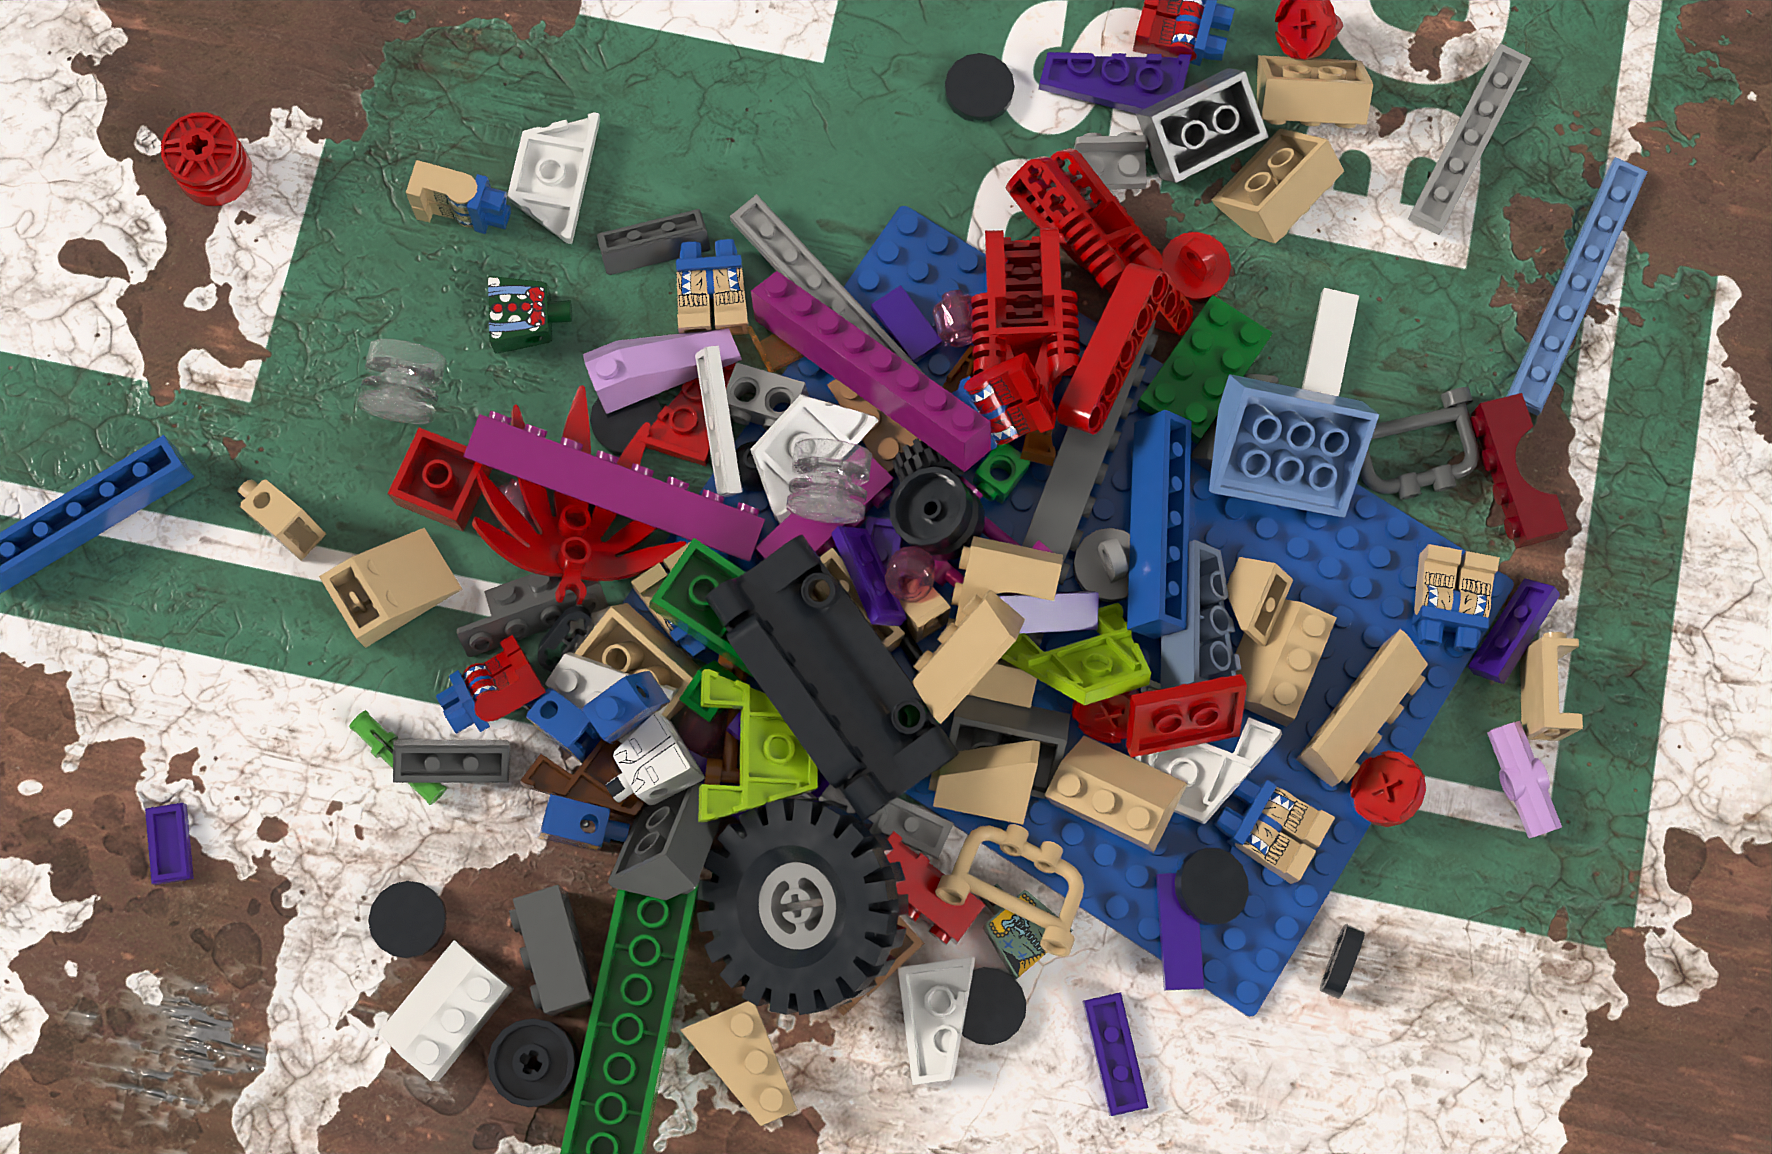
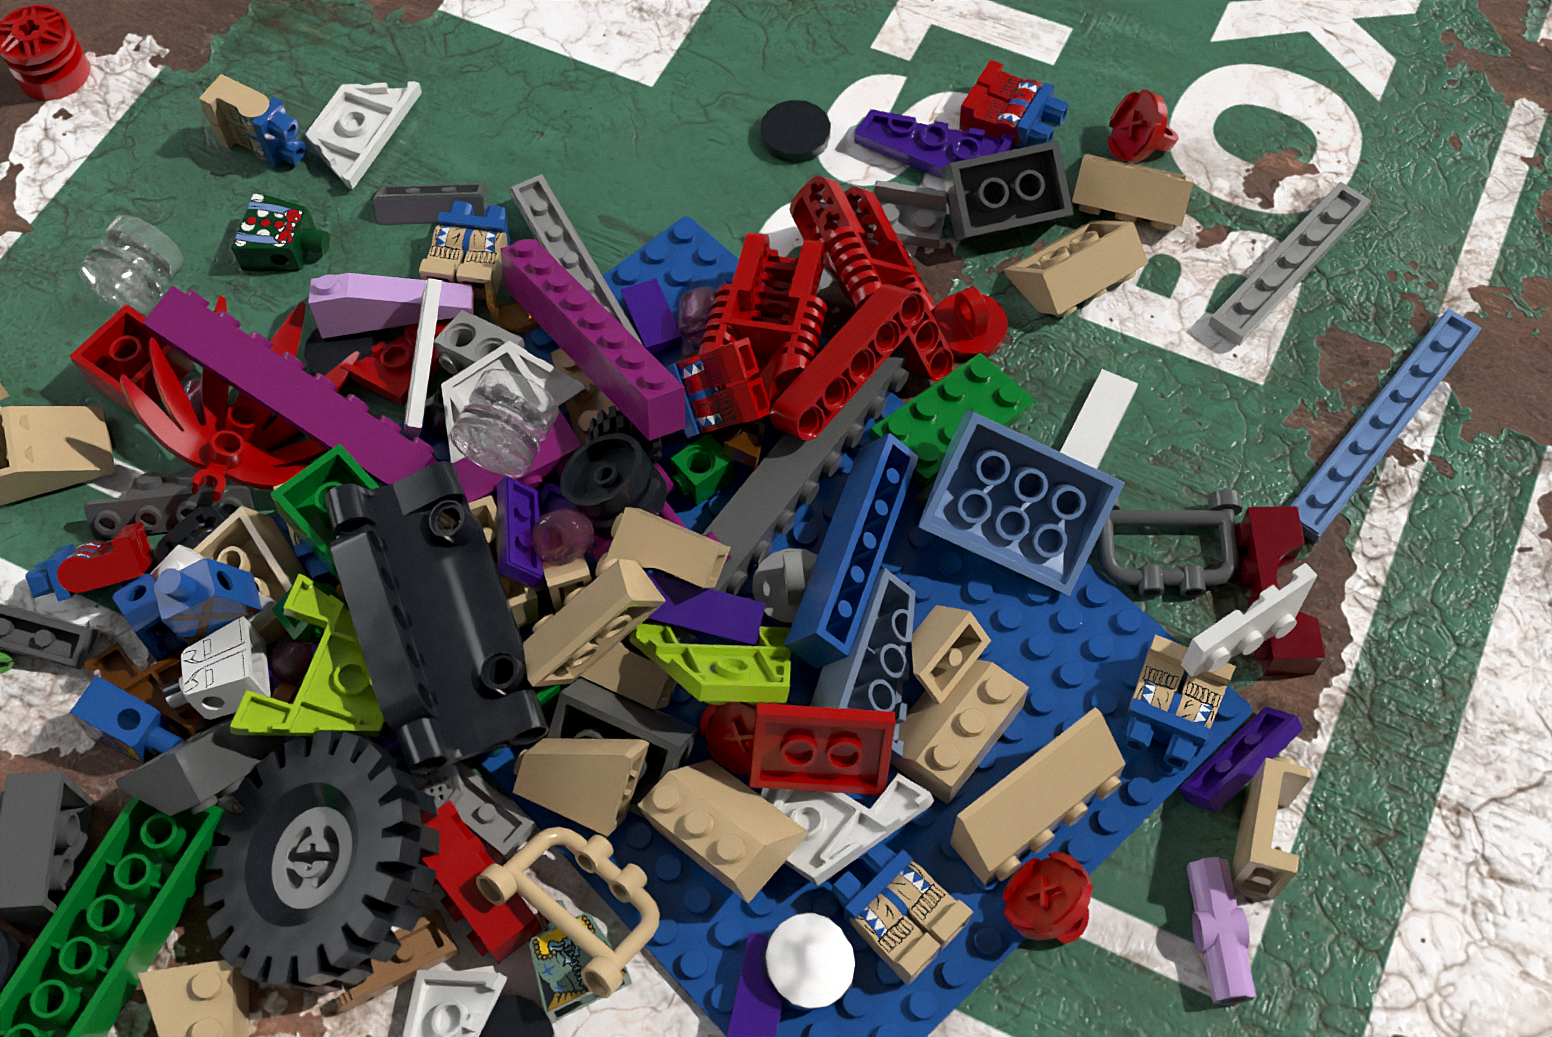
camera: 20 degrees right, 15 degrees down
(1505, 530) = (1237, 633): none -> white wing

